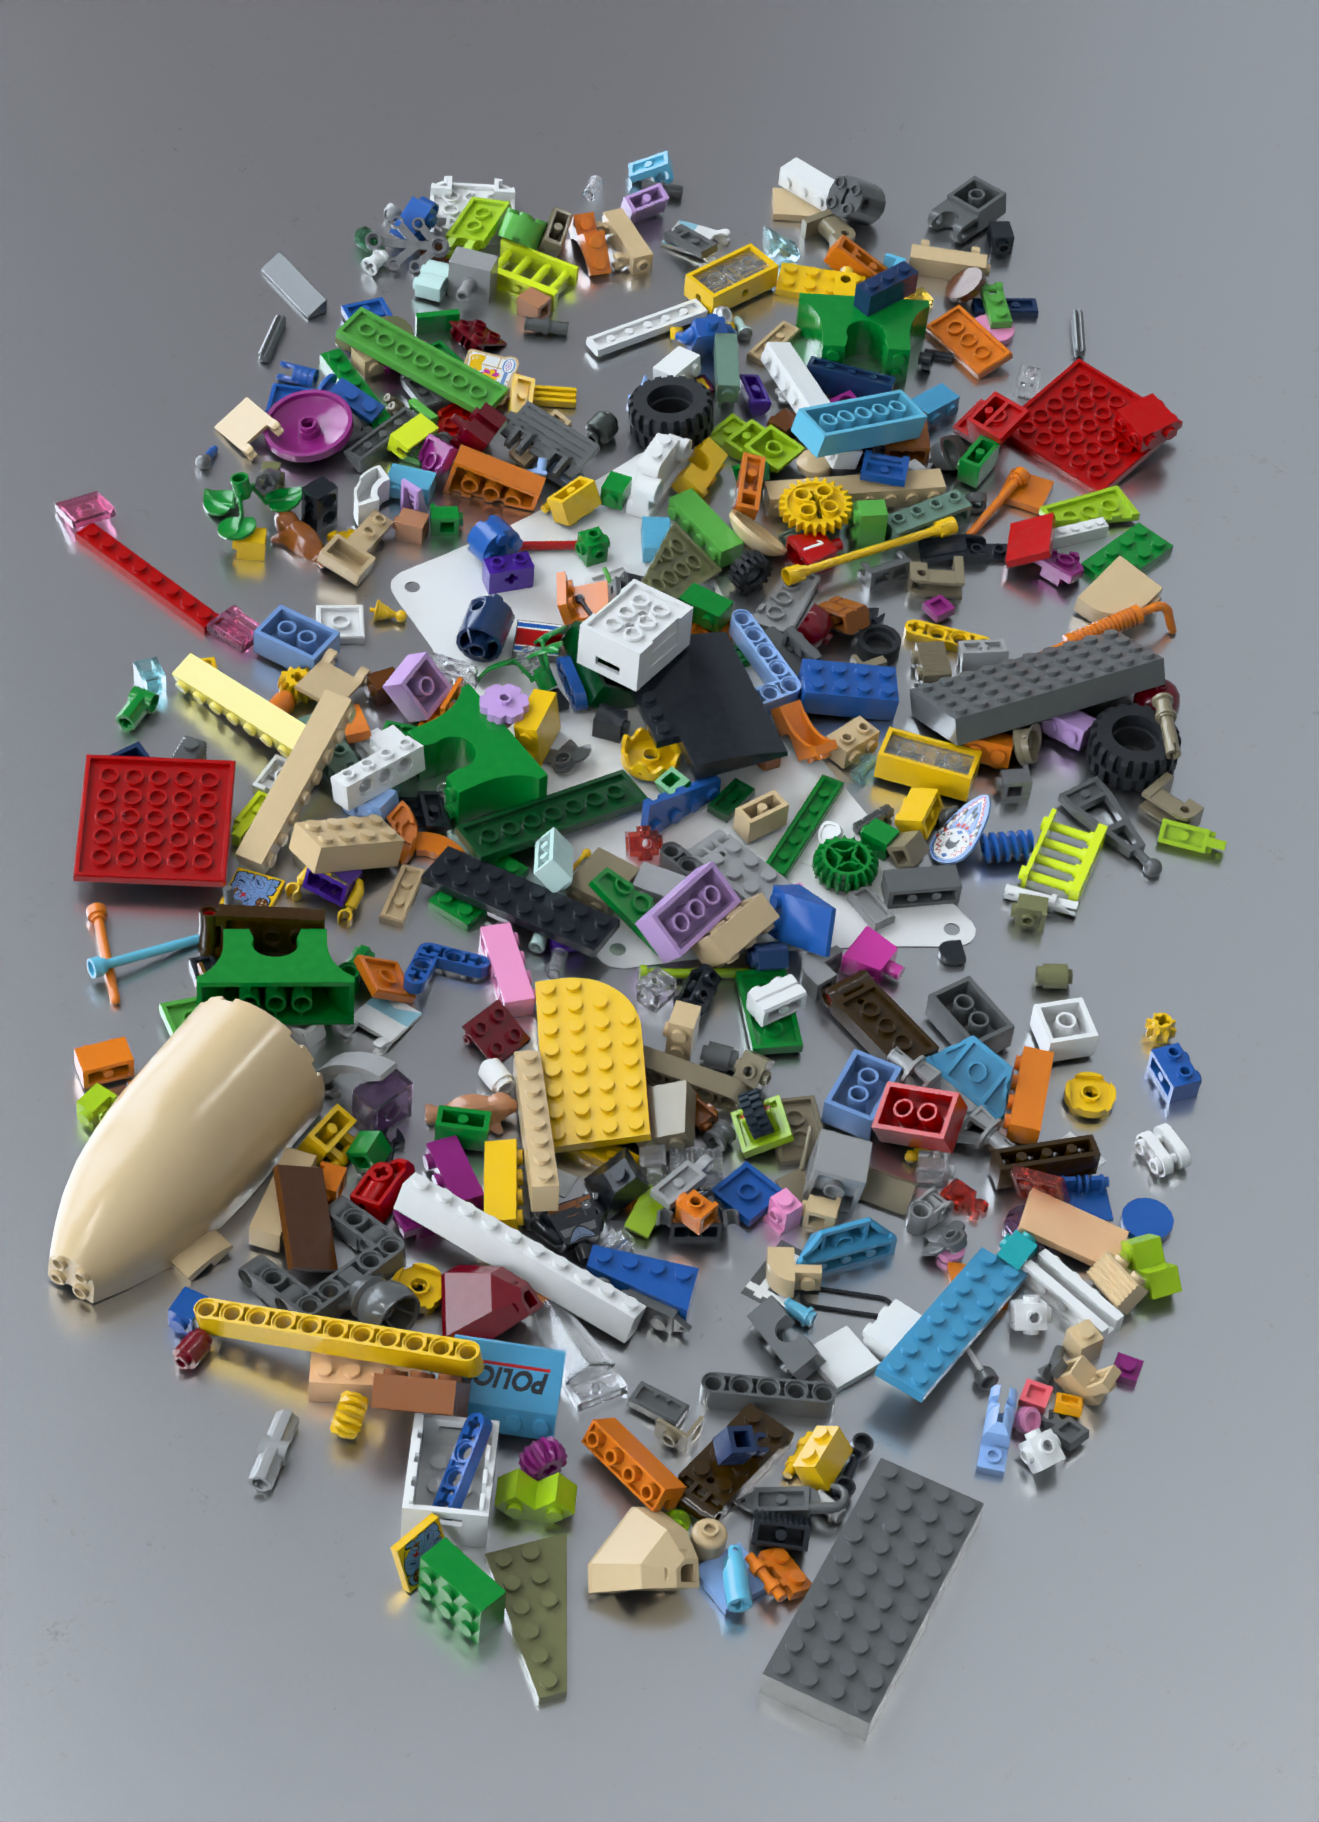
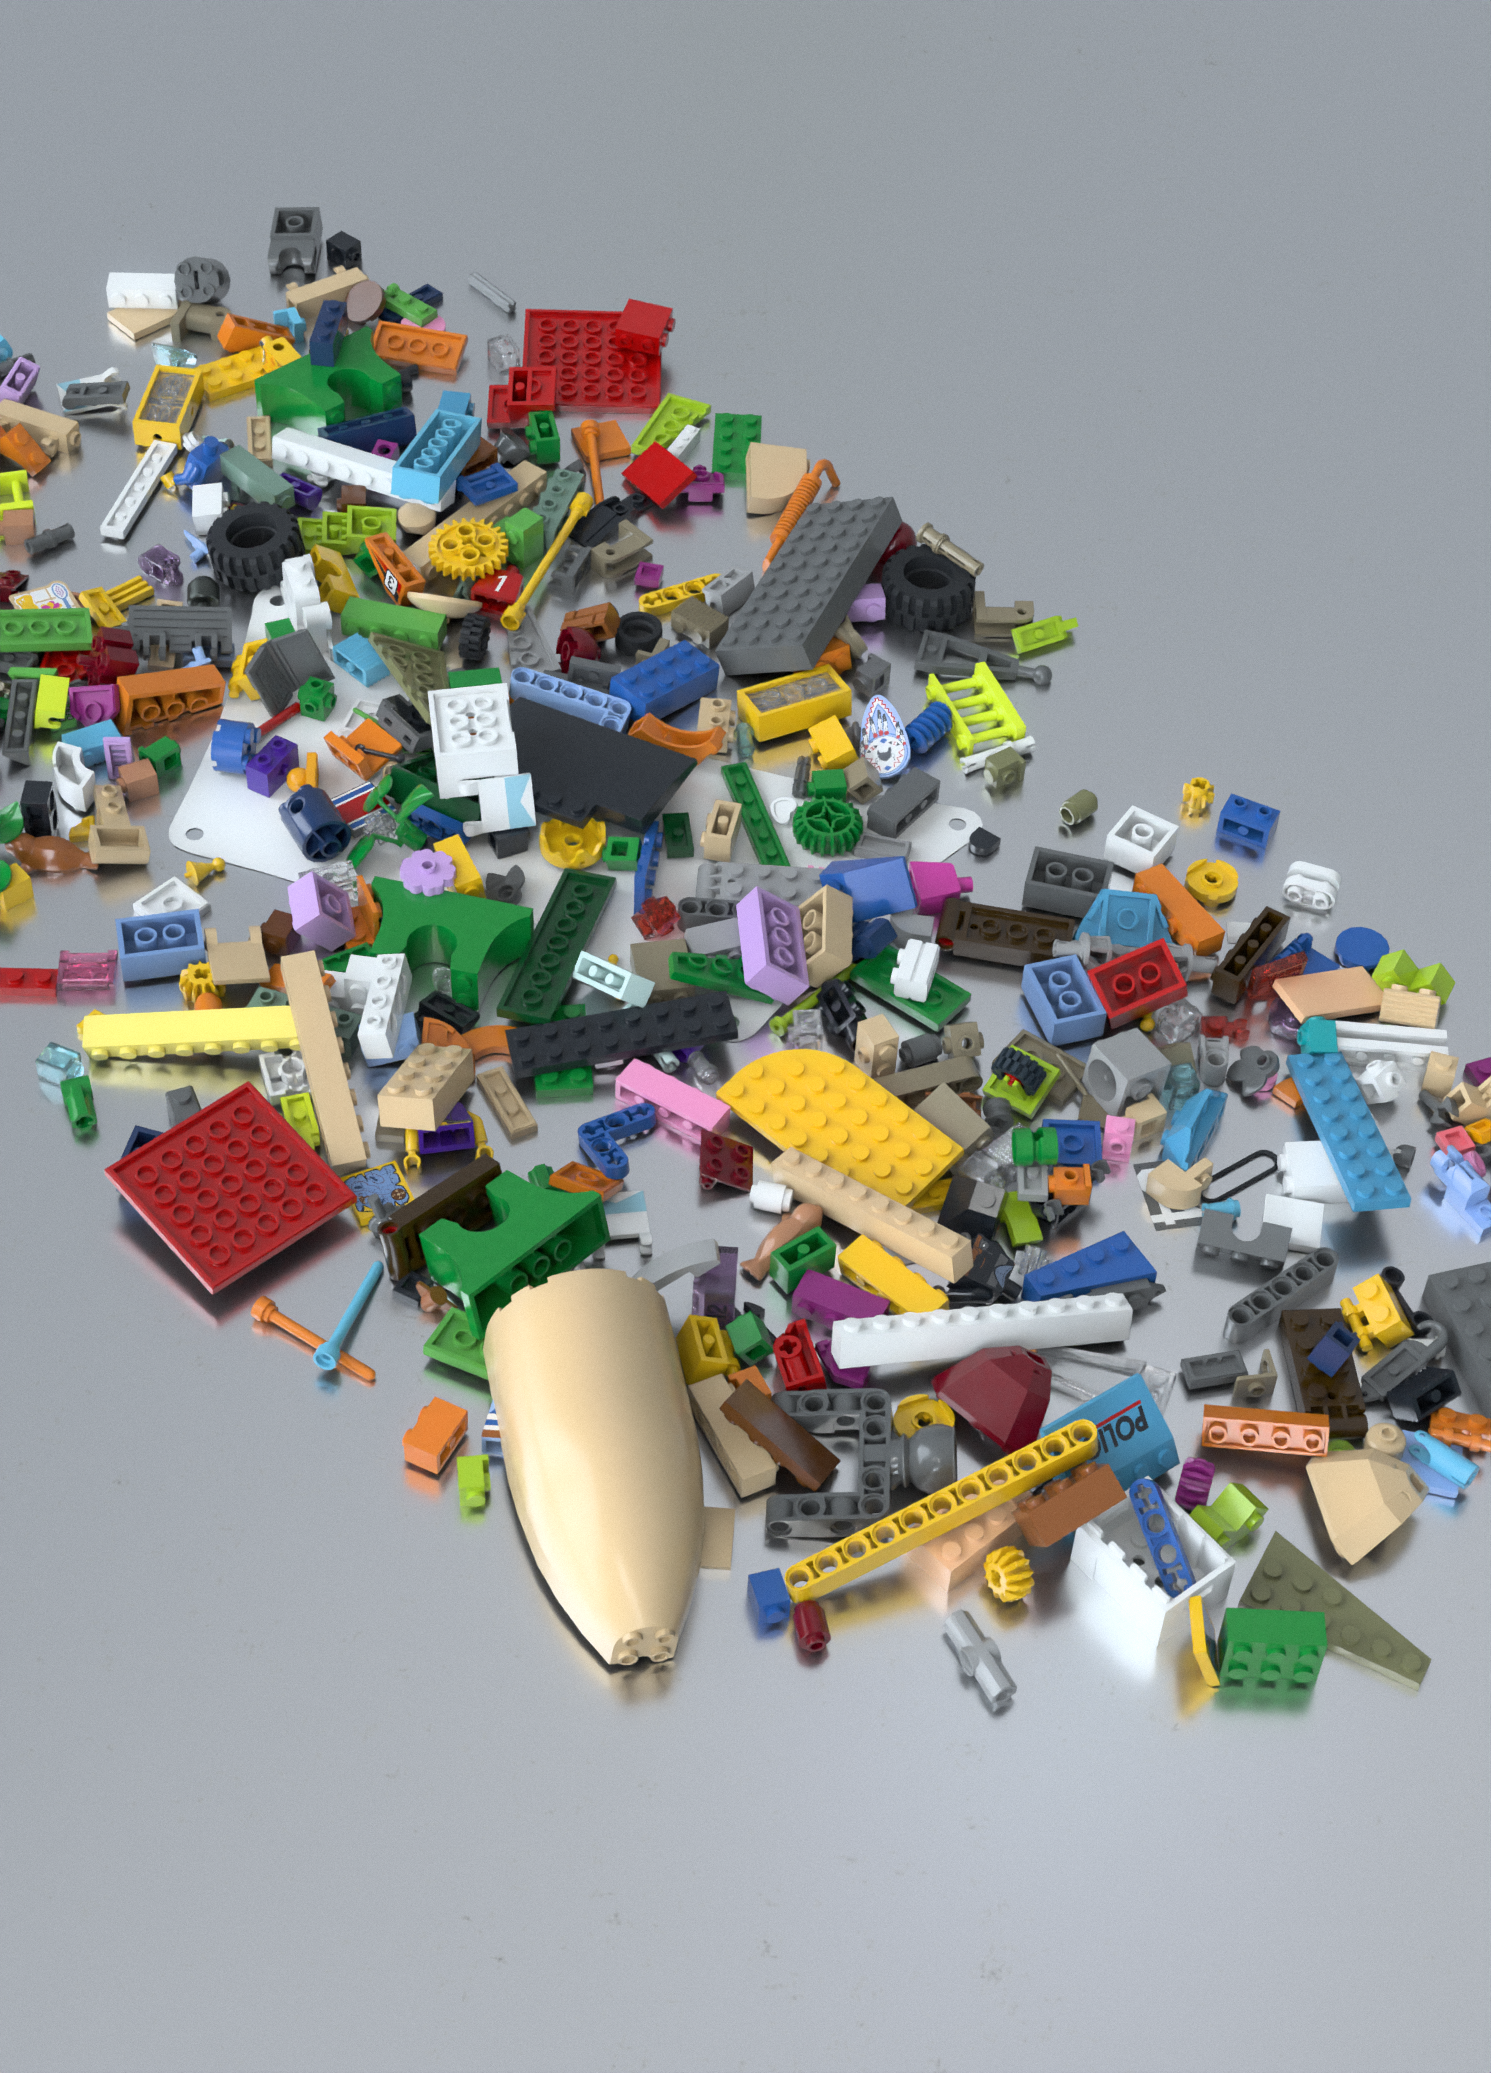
camera: 40 degrees left, 0 degrees up
(523, 597) = (299, 776): none -> light orange tile
(579, 508) = (284, 666): none -> dark grey piece
(599, 389) = (161, 565): none -> clear purple piece
(615, 692) = (503, 801): none -> white flag
(690, 1163) = (1034, 1146): none -> green wheel
(876, 1206) = (1180, 1085): none -> clear light blue brick

